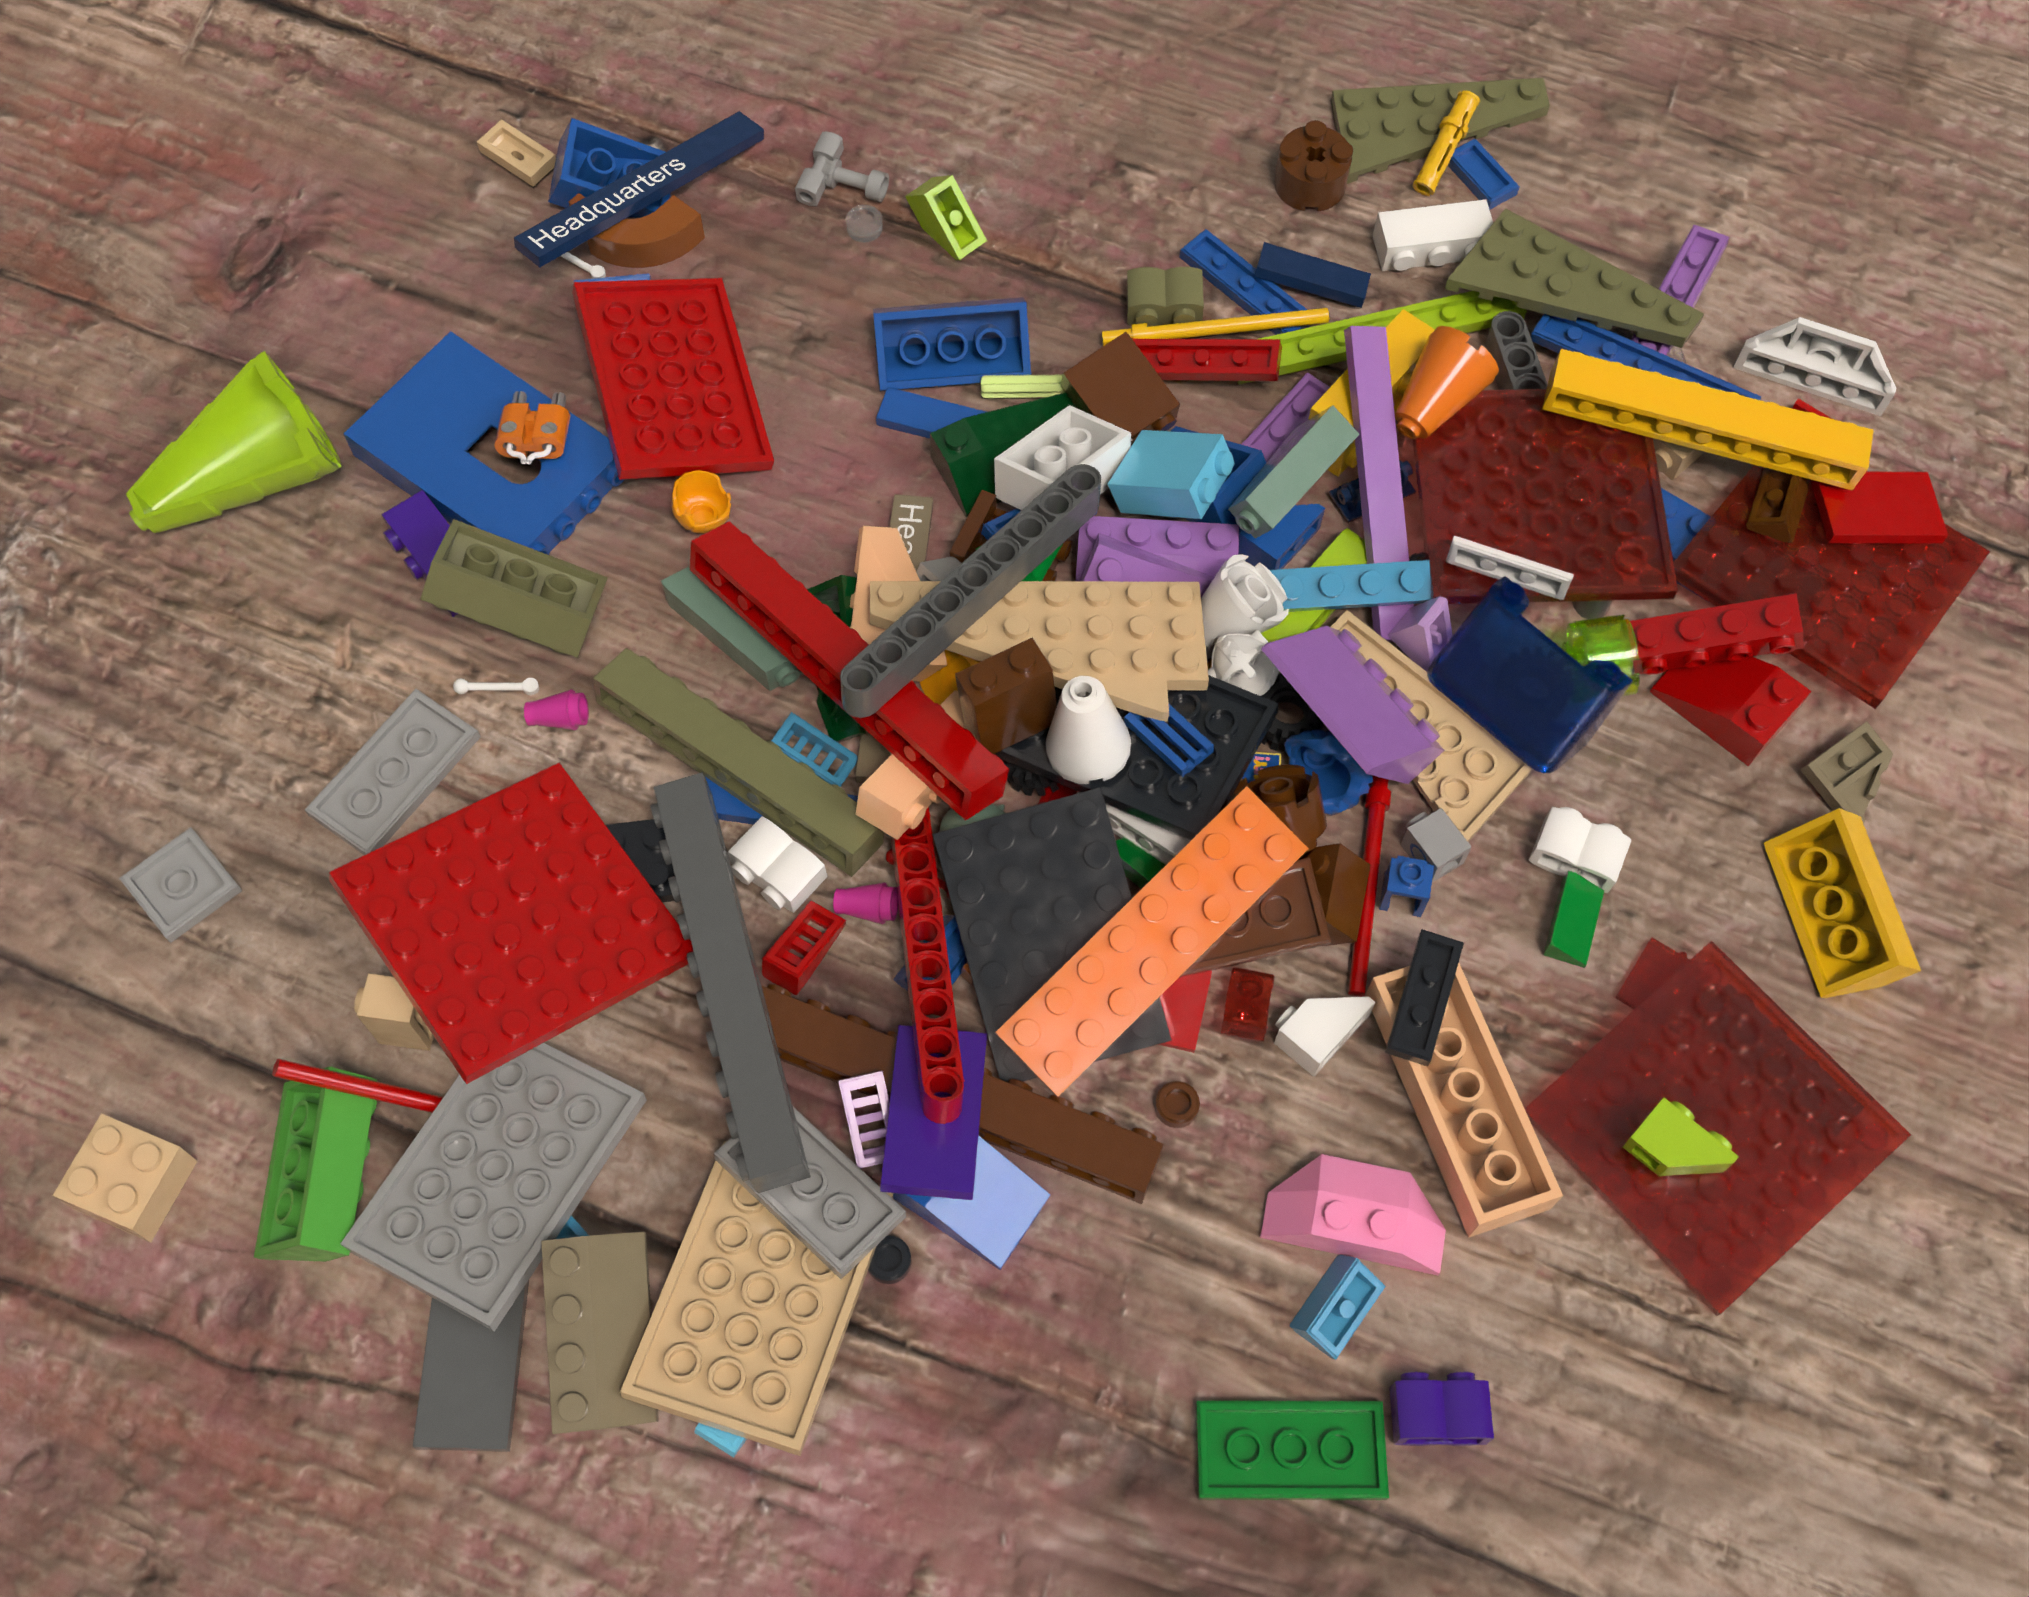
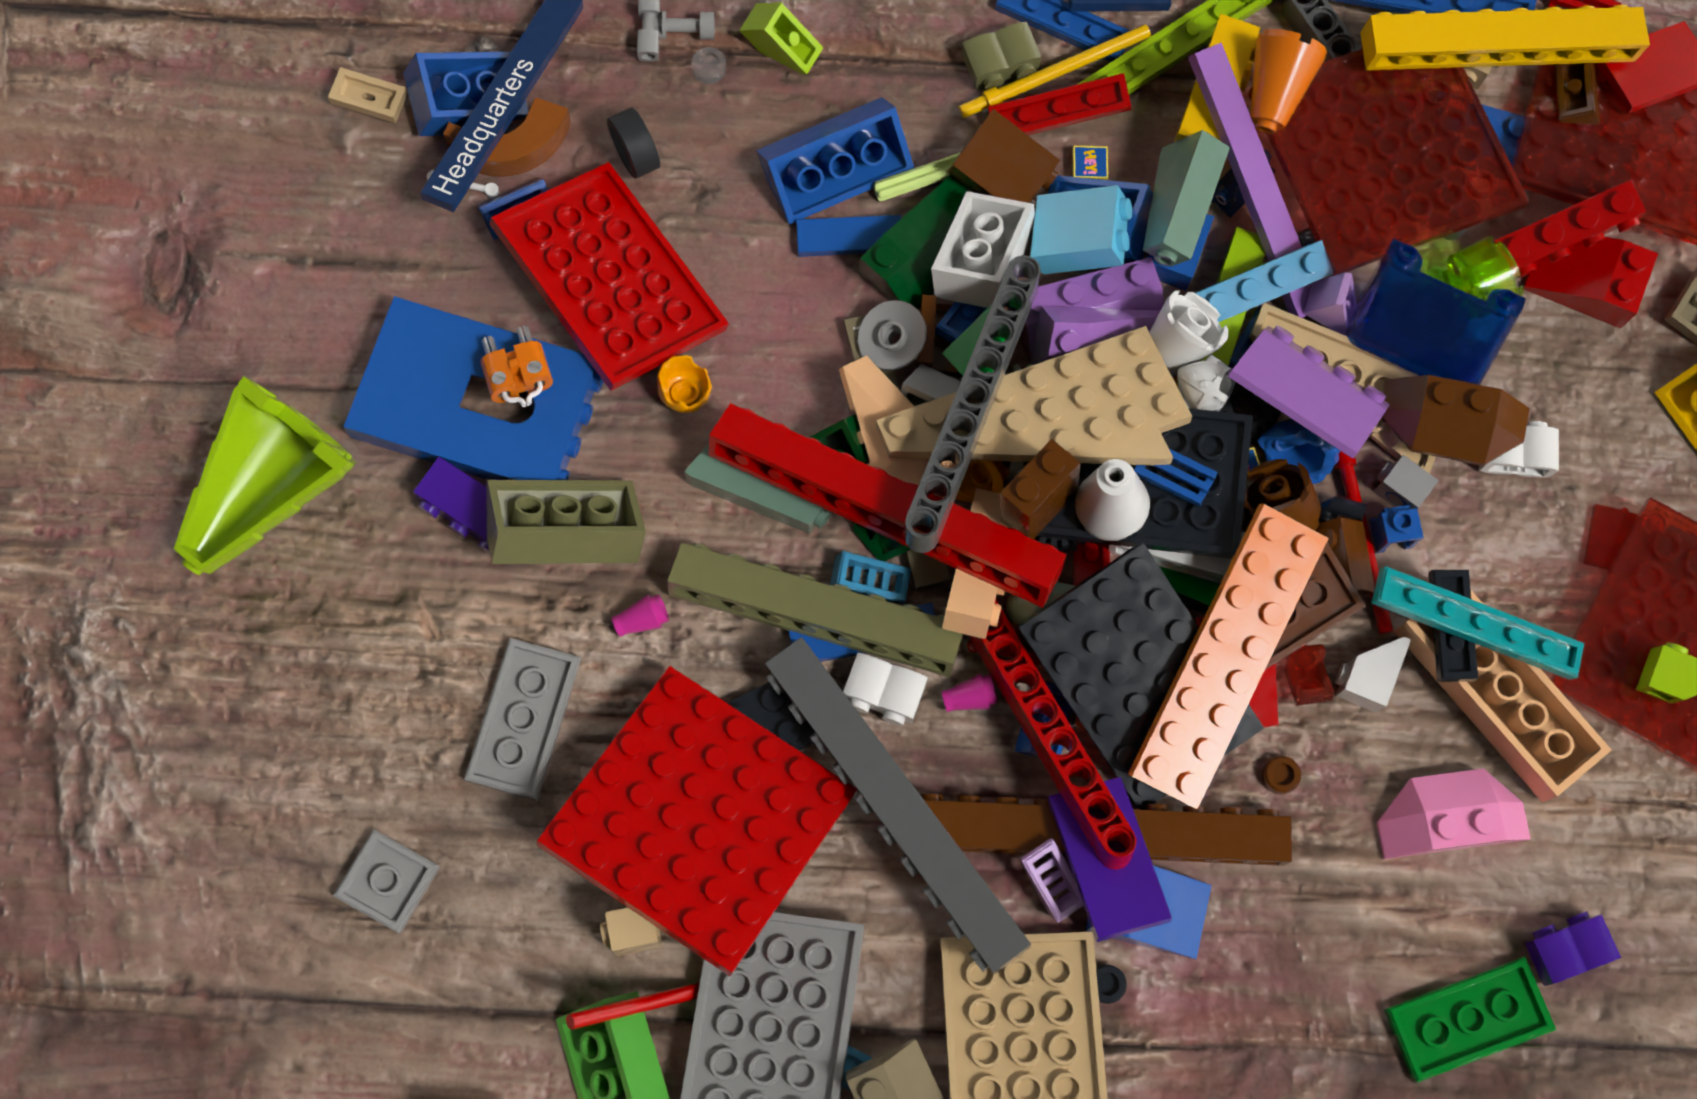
camera: 25 degrees left, 10 degrees up
(529, 686) = (604, 600): white hinge -> none
(751, 264) = (633, 142): none -> black tyre
(790, 970) = (934, 772): red slope -> none
(832, 1212) = (1057, 968): light grey tile -> none
(934, 519) = (882, 325): none -> light grey dish
(1219, 421) = (1090, 162): none -> tile
(1286, 416) = (1147, 138): medium lavender tile -> none
(1337, 1305) = (1462, 892): dark azure slope -> none
(1356, 843) = (1341, 506): none -> black arm
(1452, 1001) = (1477, 623): none -> teal tile
(1514, 786) = (1454, 418): none -> reddish brown wedge
(1518, 569) = (1391, 226): white slope -> none
(1574, 920) = (1531, 510): green slope -> none

